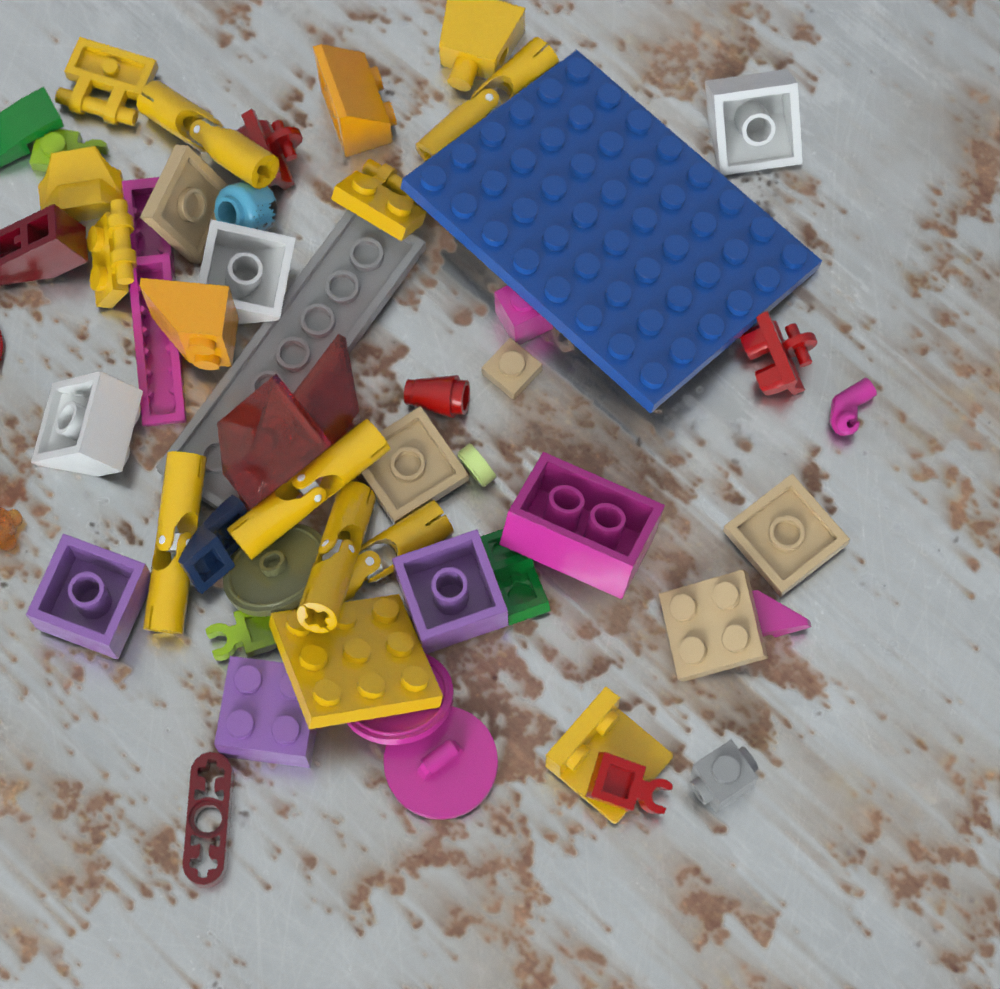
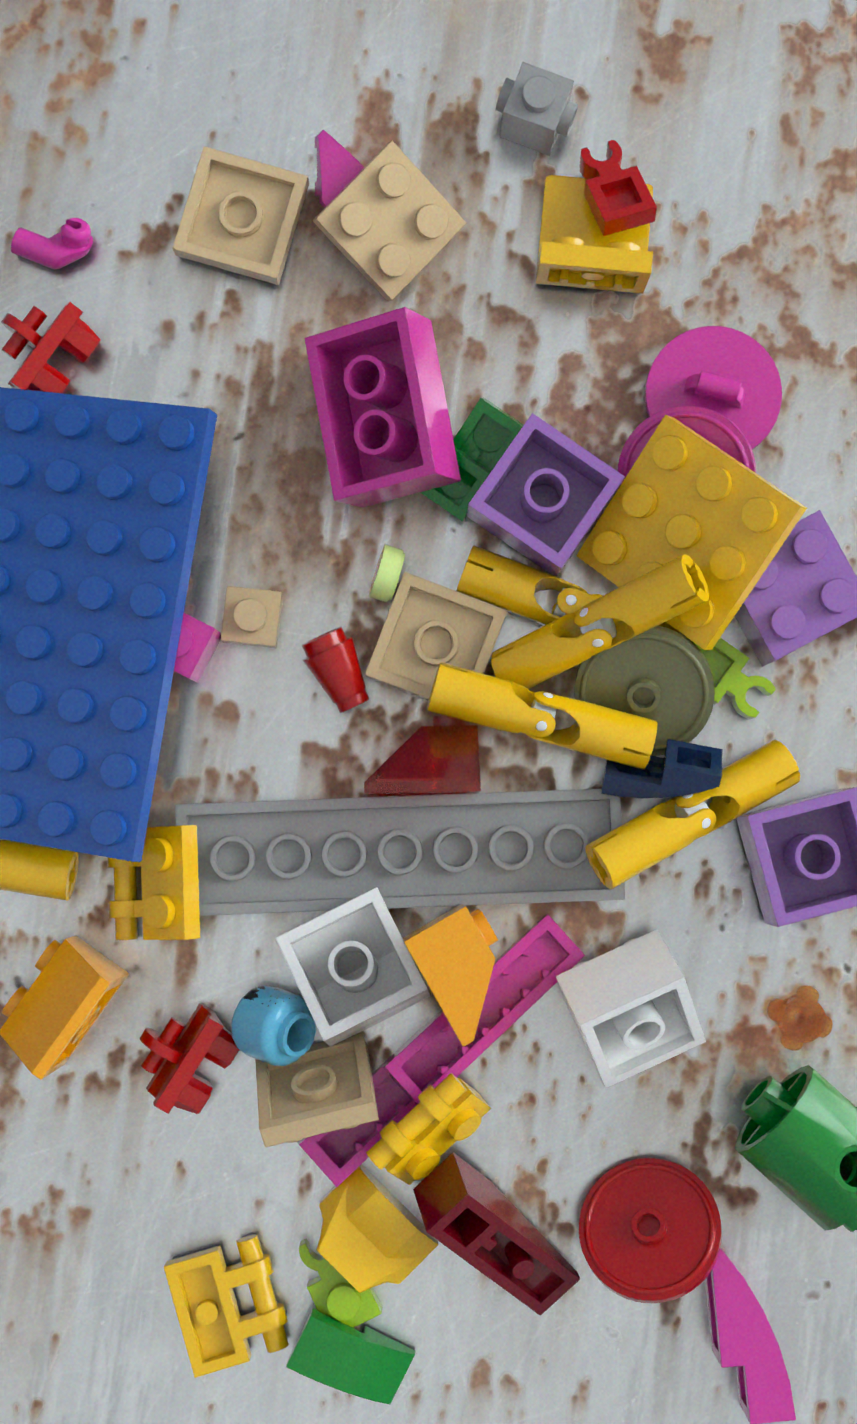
camera: 130 degrees left, 15 degrees up
(201, 132) = (220, 1101): yellow piece -> none
(267, 441) = (534, 784): clear red slope -> none

